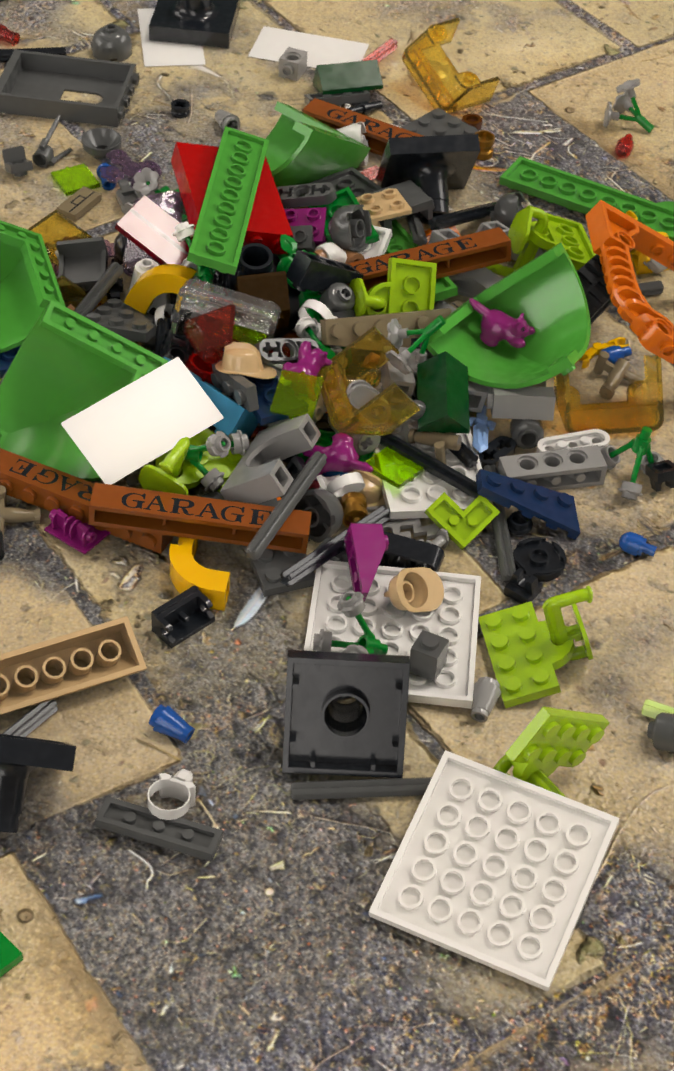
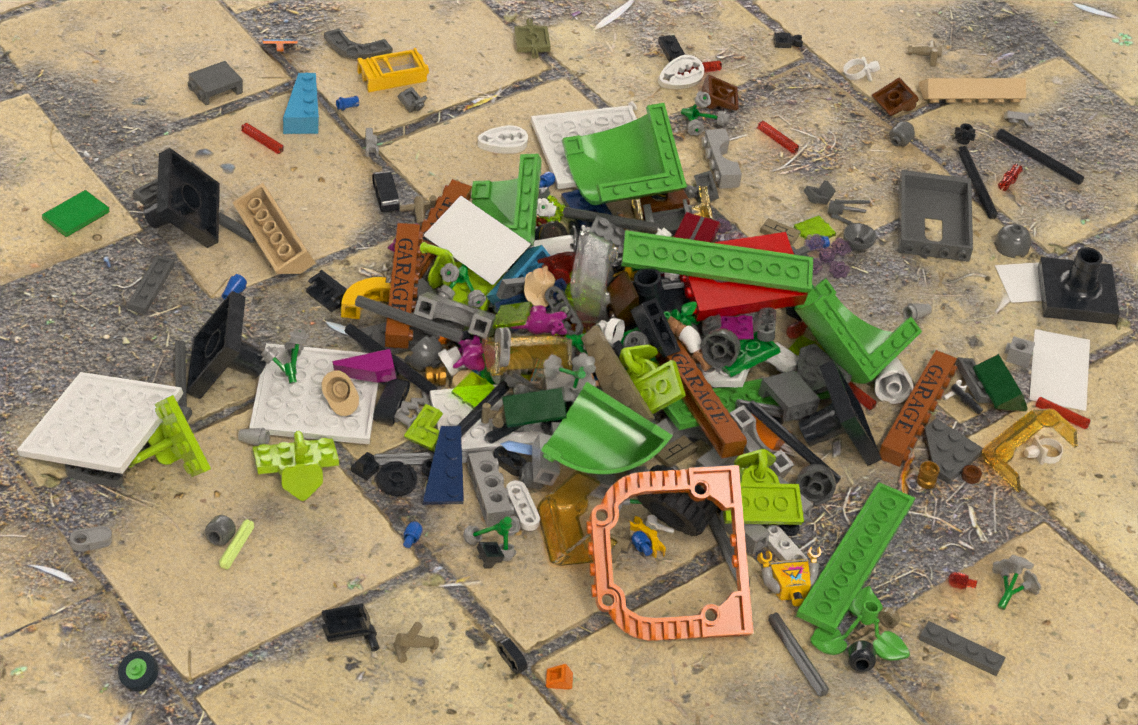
camera: 85 degrees right, 0 degrees up
(177, 787) = (177, 291): white piece -> none
(180, 108) = (931, 285): black bush -> none
(384, 205) = (771, 378): tan bracket -> none
(428, 655) = (280, 397): dark grey brick -> none
(498, 326) = (628, 443): magenta animal -> none

